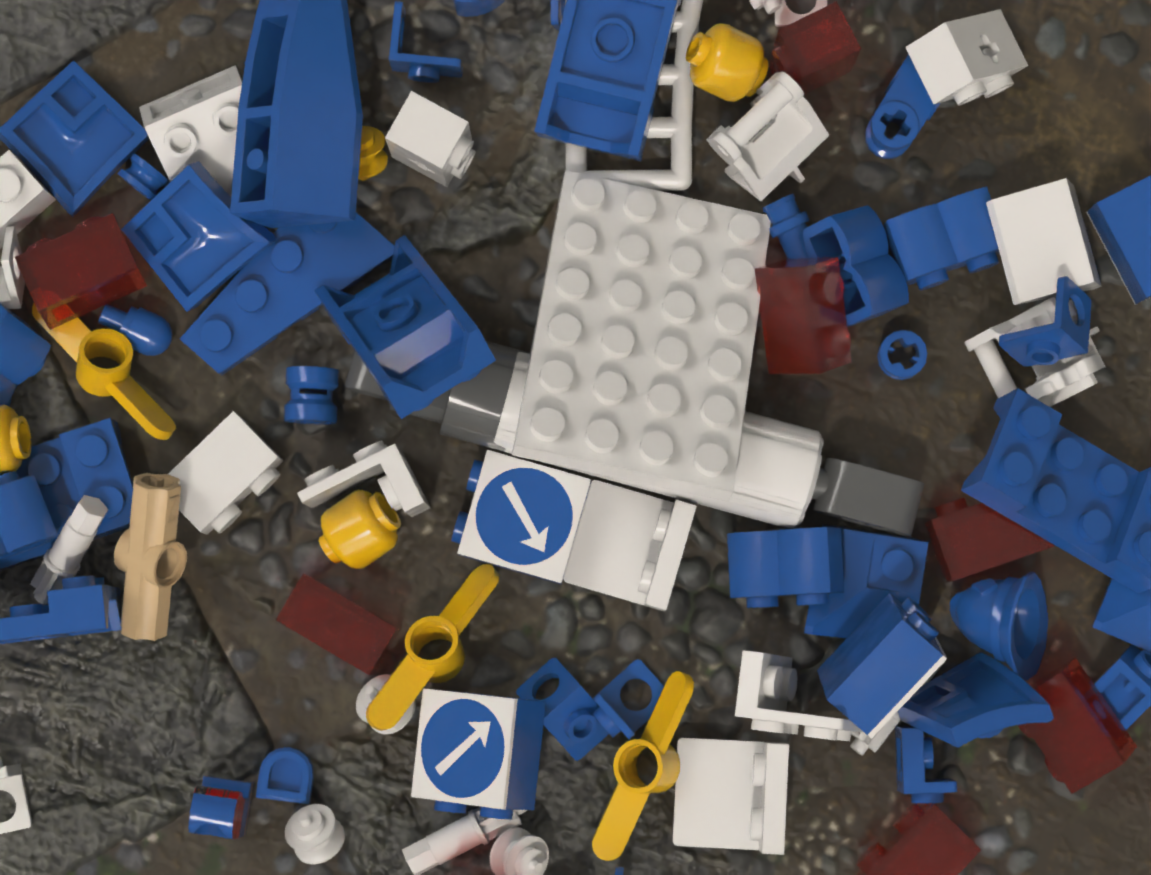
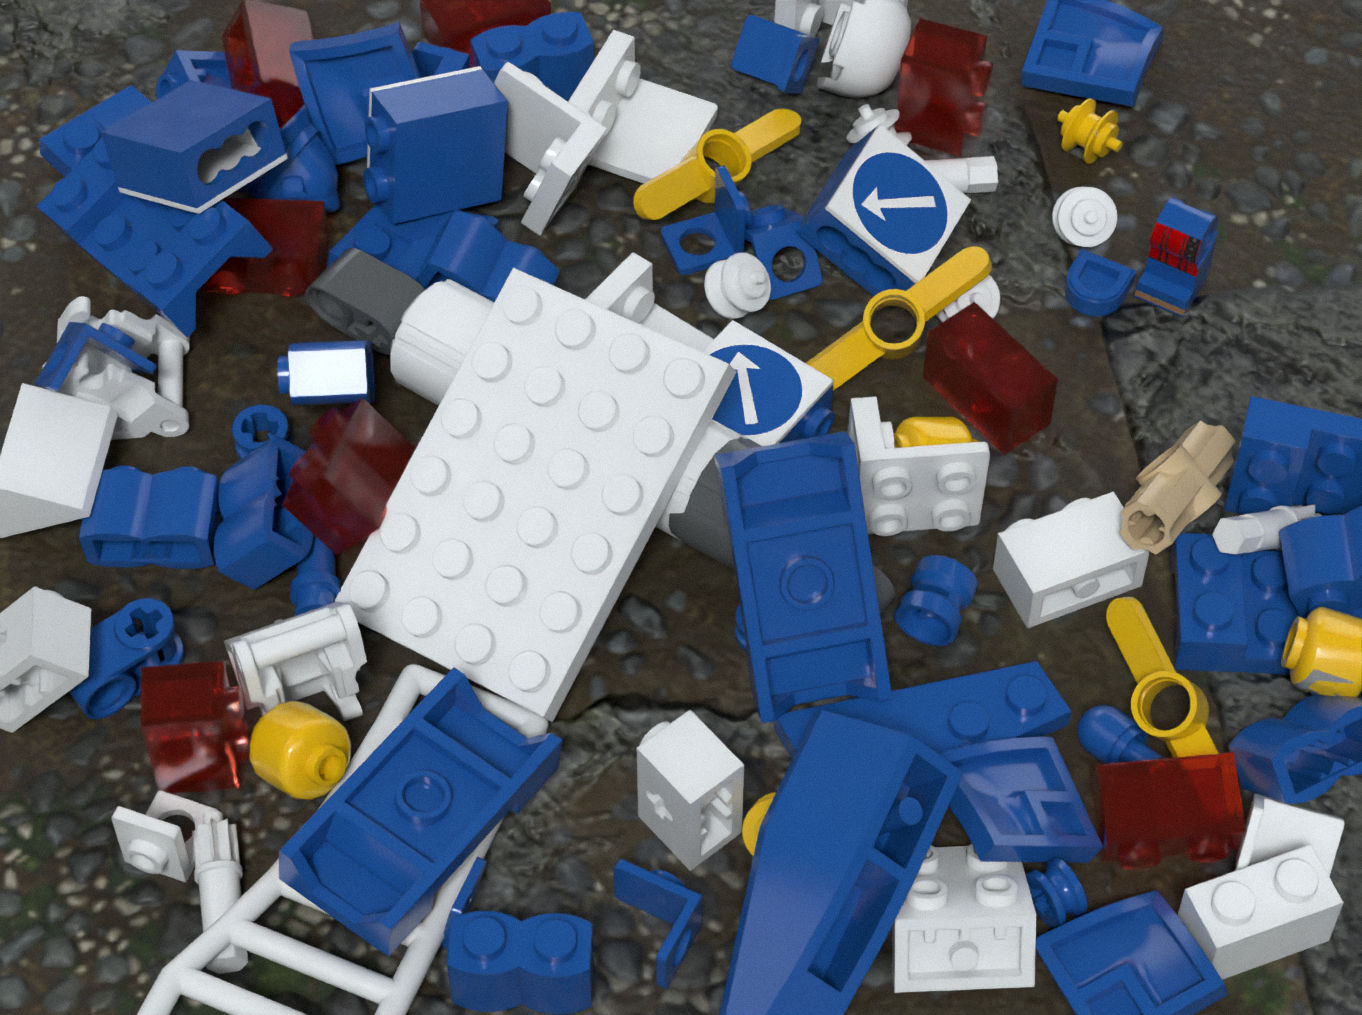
camera: 160 degrees left, 30 degrees down
(579, 645) = (737, 285): none -> white wheel
(860, 811) = (551, 48): none -> blue brick
(865, 405) = (327, 372): none -> brick
(1068, 546) = (194, 146): none -> blue piece

